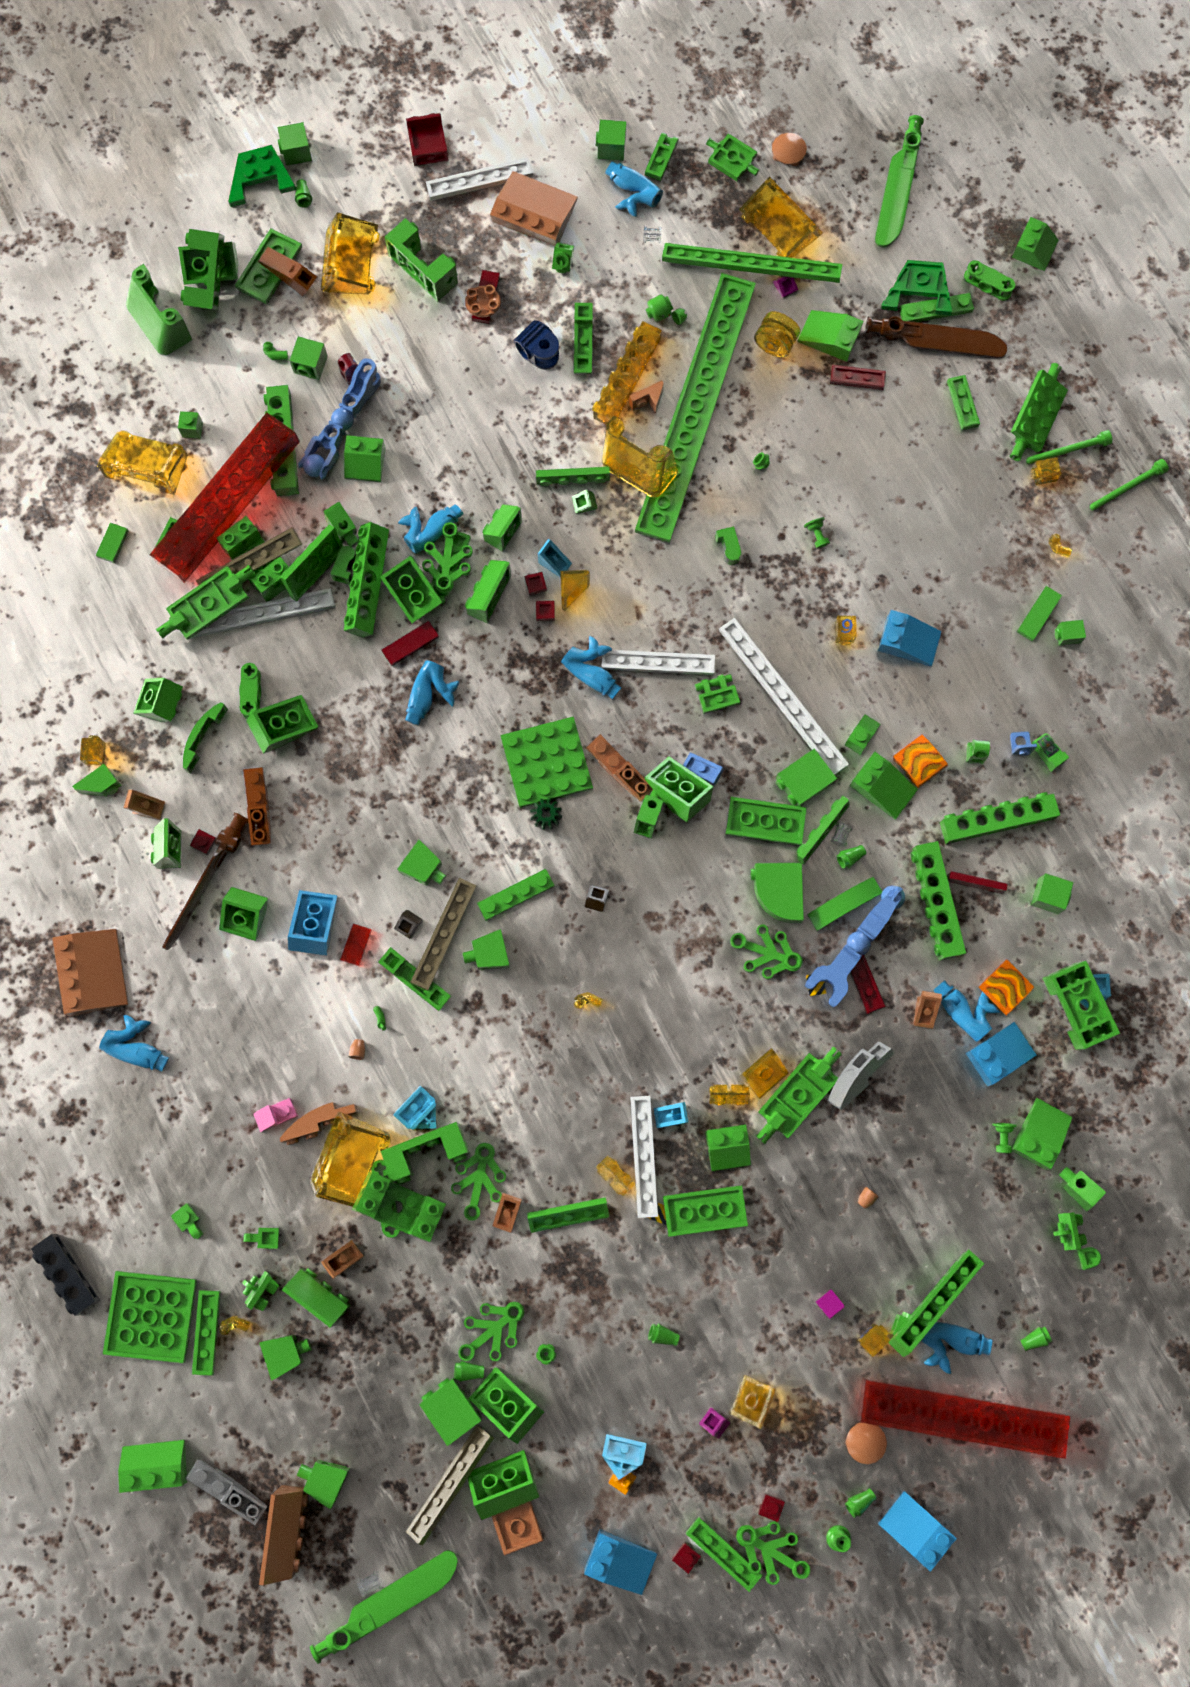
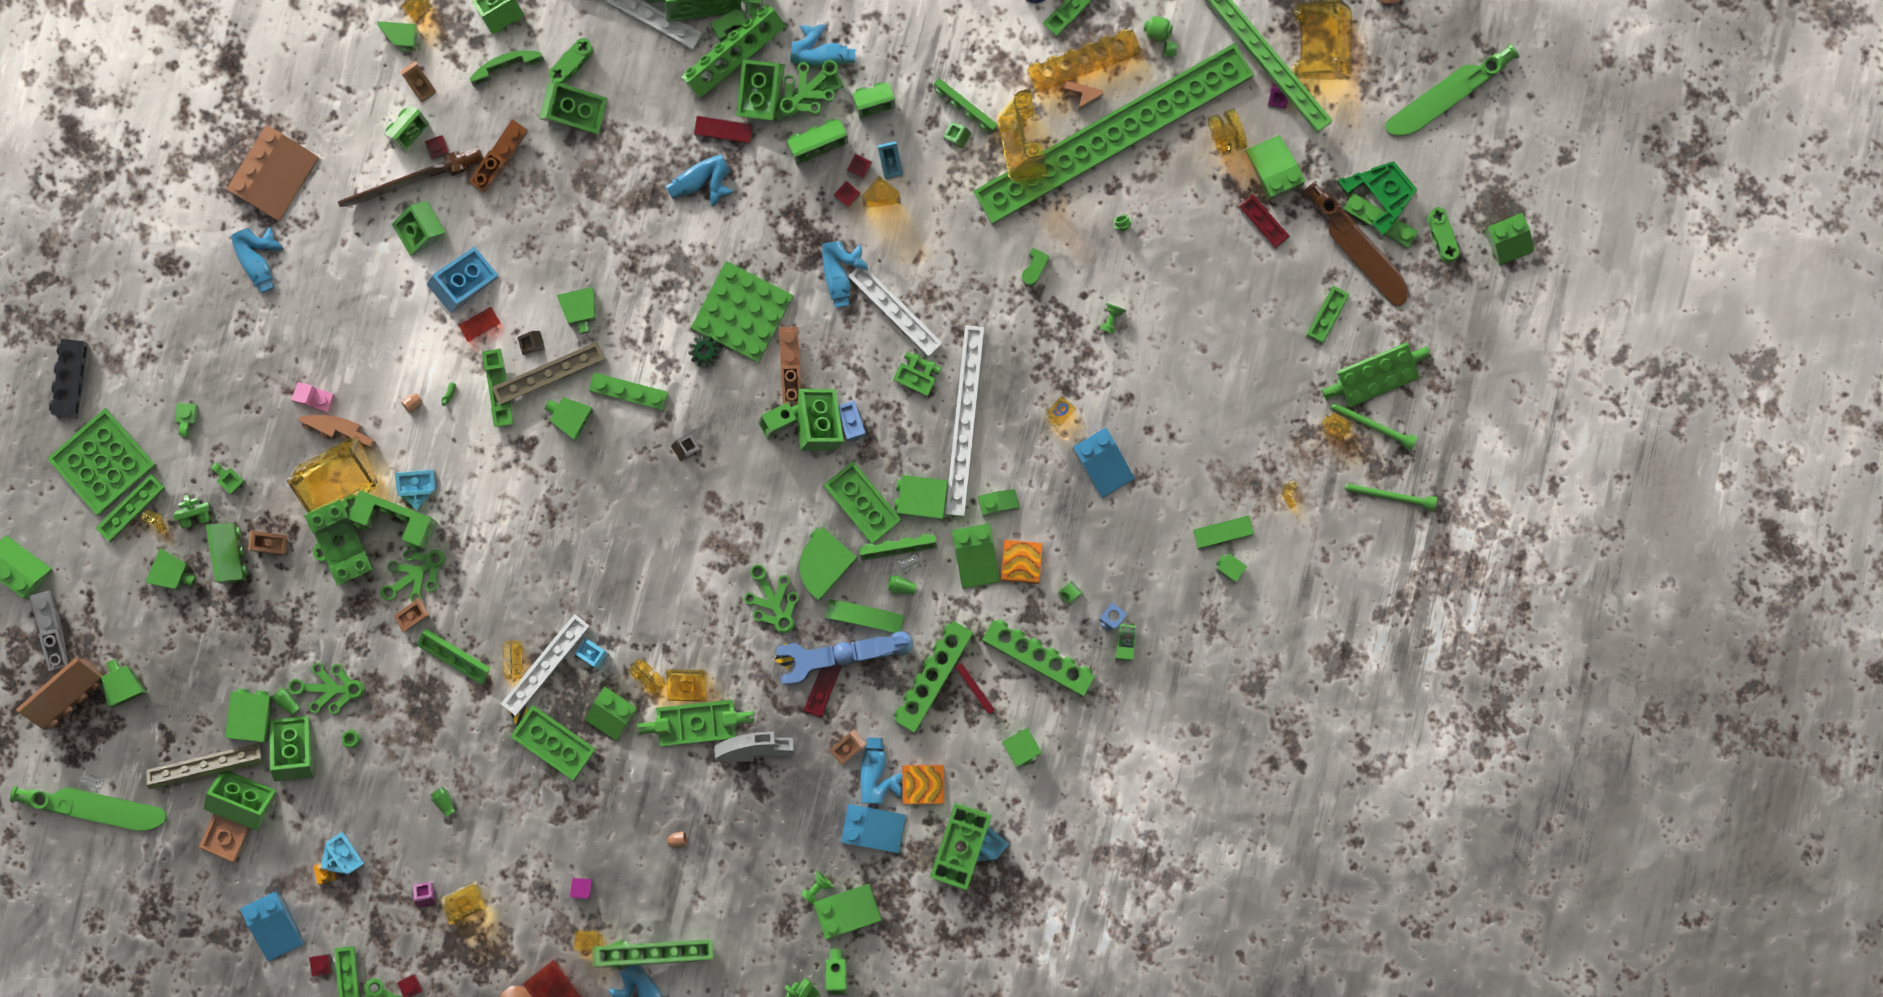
camera: 45 degrees right, 5 degrees up
(585, 998) = (608, 513): clear yellow arm -> none

